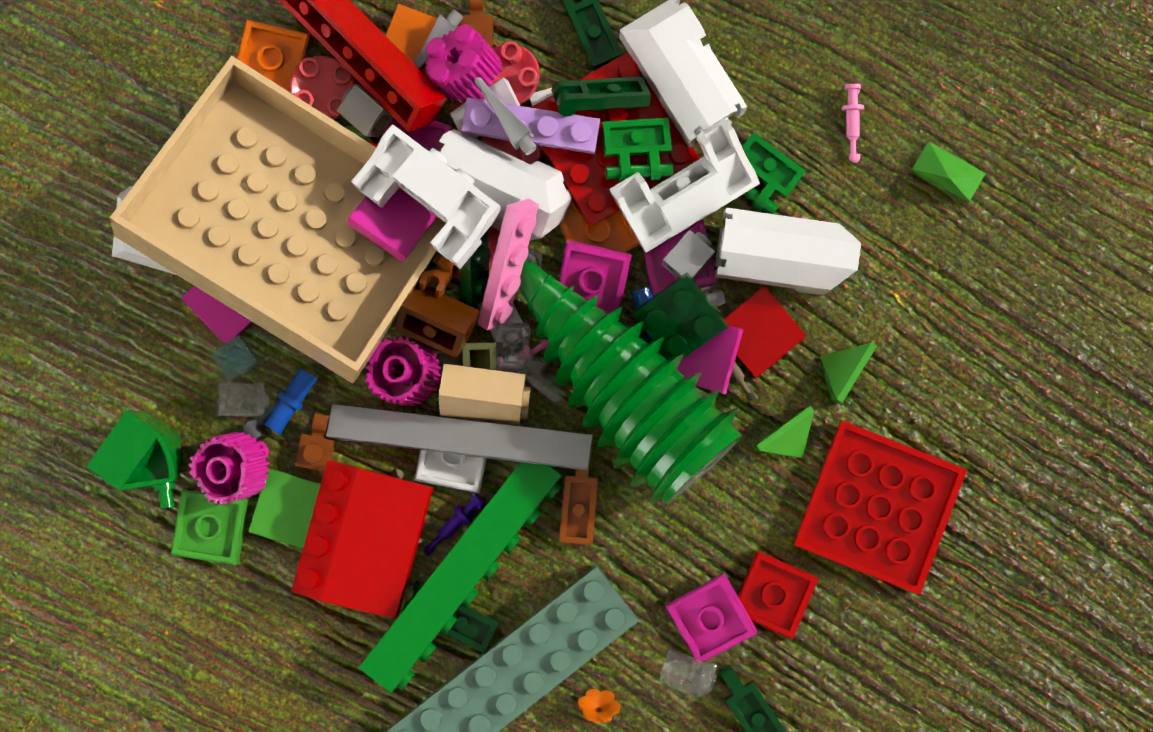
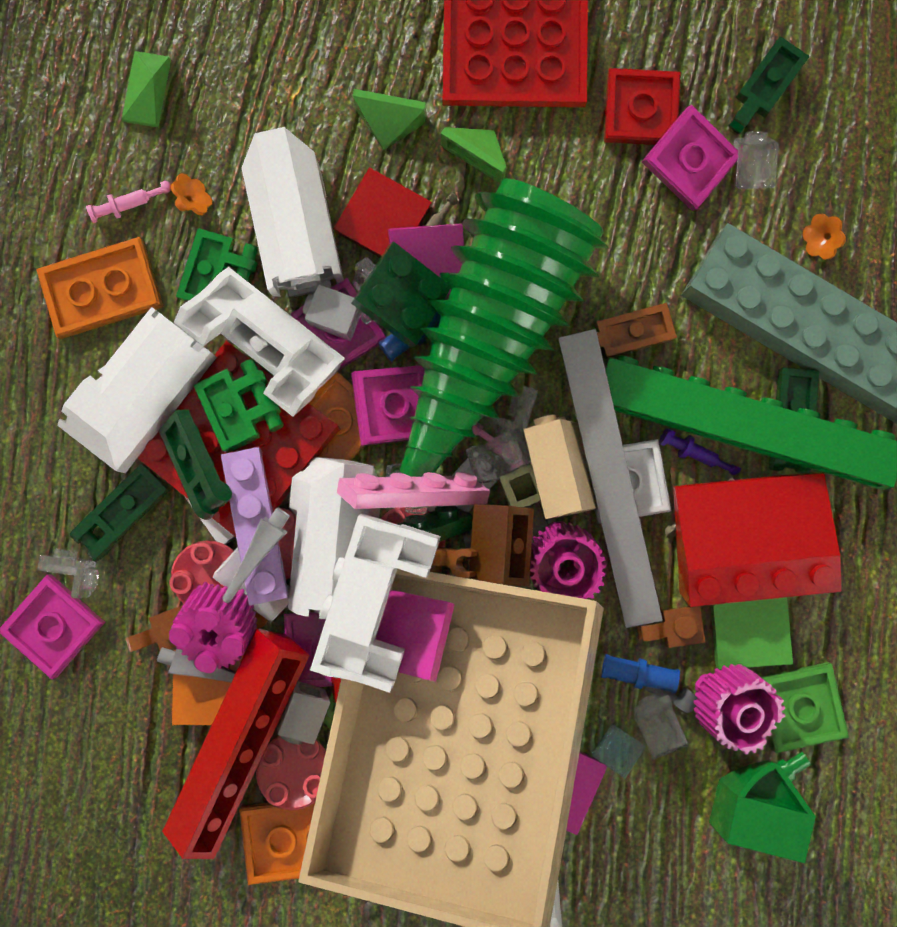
camera: 110 degrees left, 0 degrees up
(787, 72) = (99, 288): none -> orange tile
(838, 176) = (190, 195): none -> orange plant

